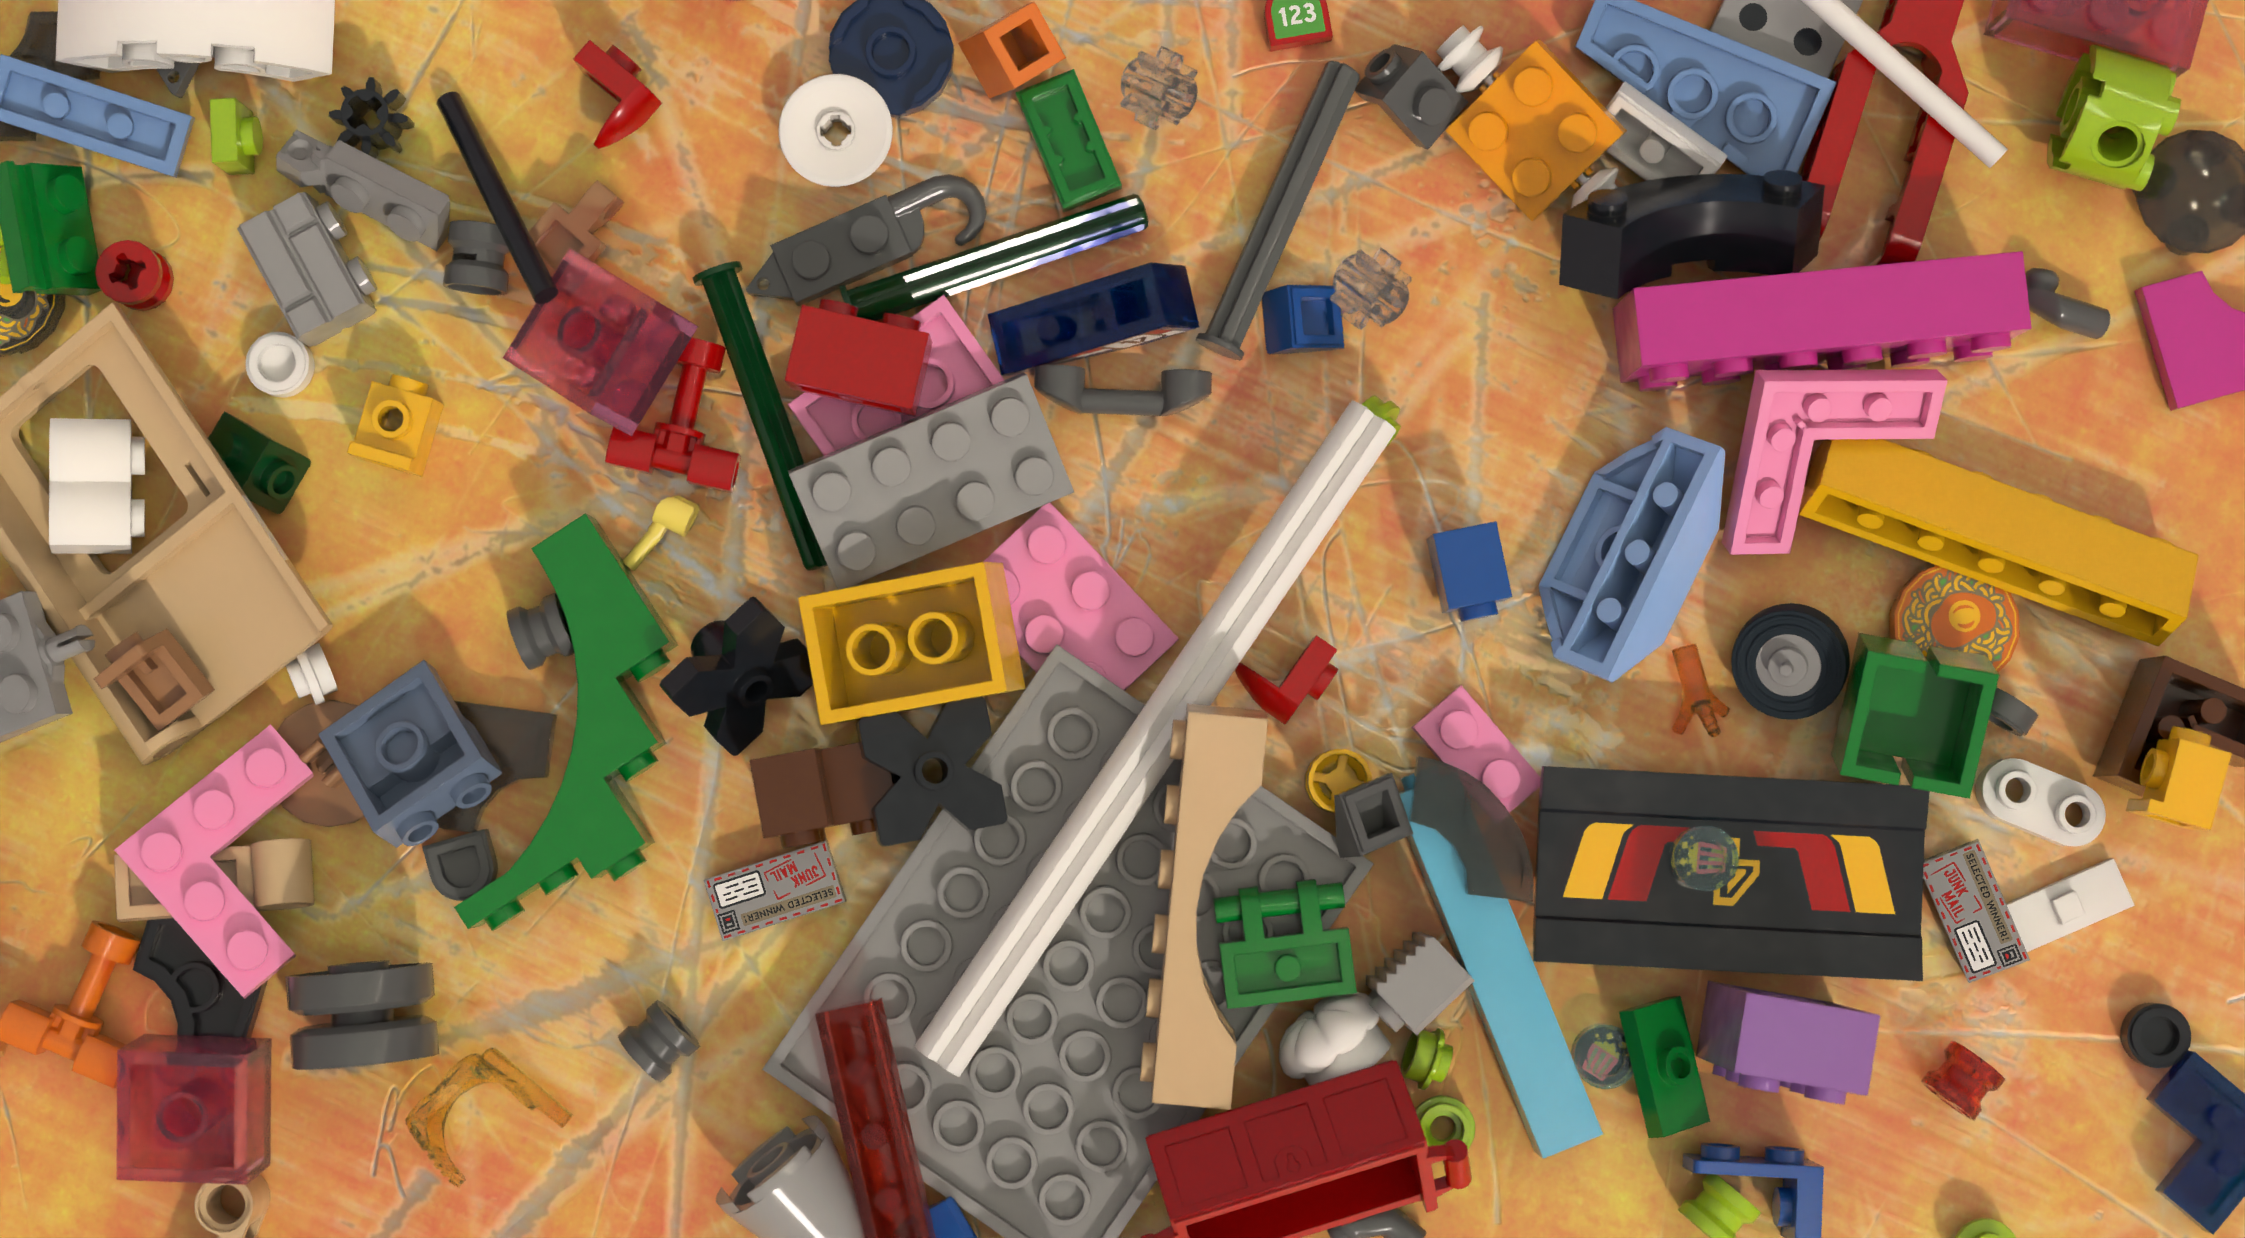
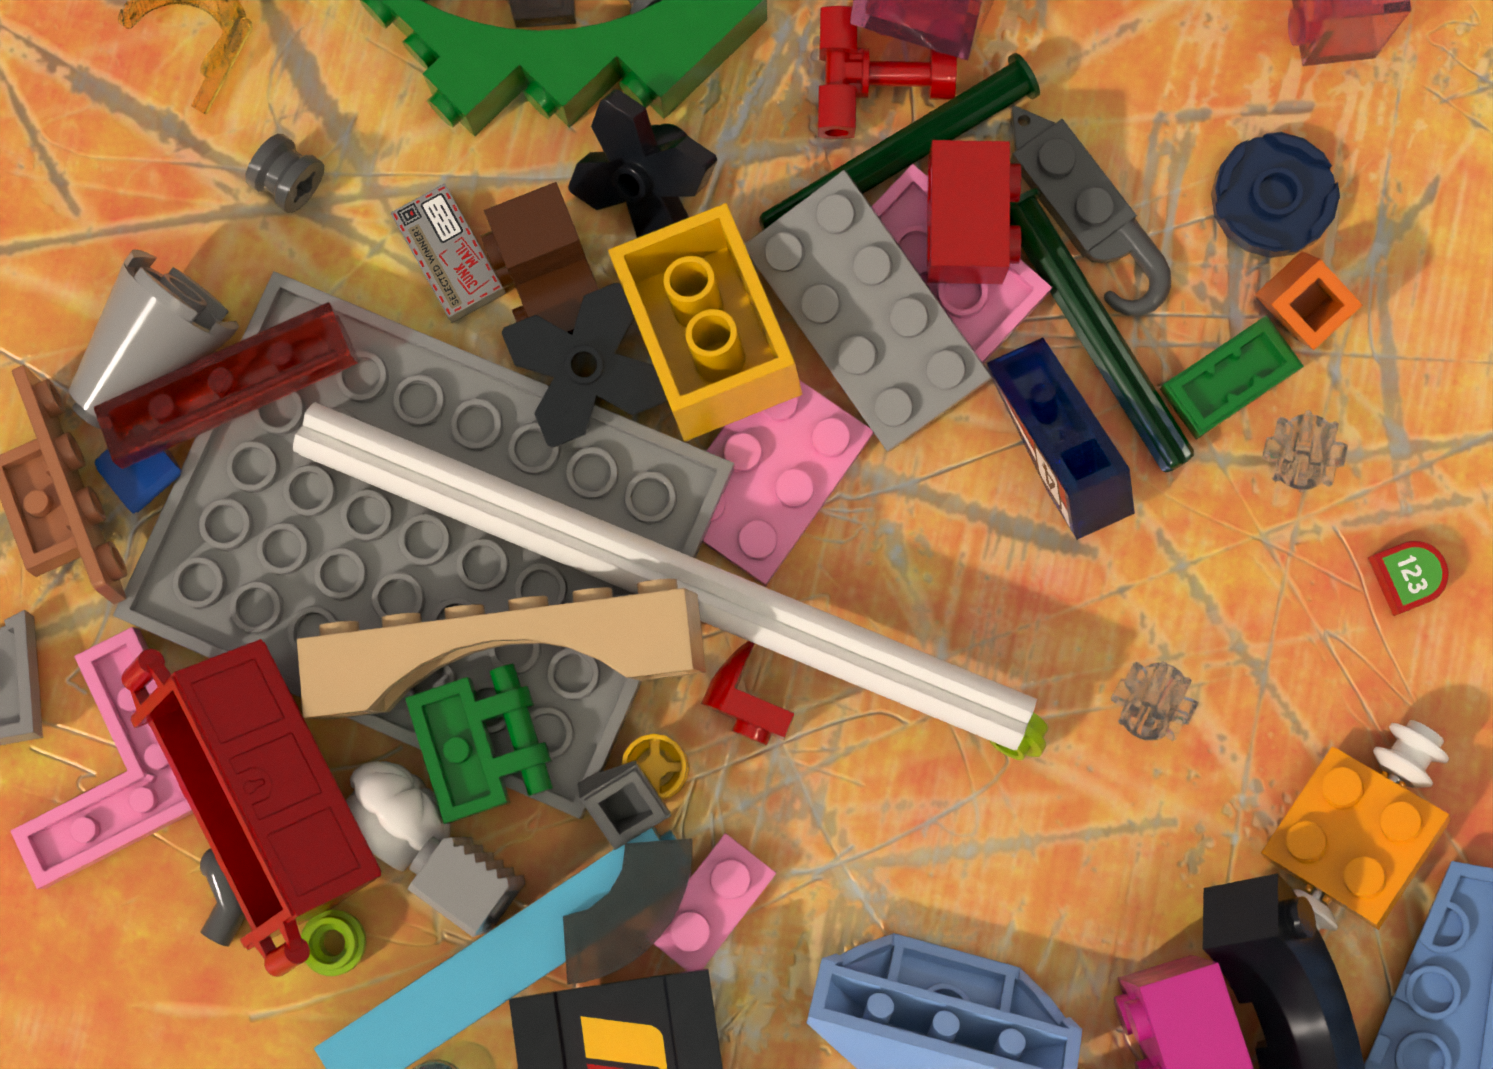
camera: 90 degrees right, 5 degrees down
(672, 514) = (785, 80): light yellow hand -> none
(815, 109) = (1198, 131): white piece -> none
(1067, 388) = (1007, 534): dark grey bar -> none
(1280, 211) = (1213, 598): dark grey axle -> none
(1301, 319) = (1107, 642): blue slope -> none
(1411, 93) = (1361, 704): dark grey bracket -> none
(1426, 1058) = (398, 912): lime plate -> none
(1469, 570) = (892, 857): blue brick -> none
(1658, 142) = (1375, 965): white brick -> none

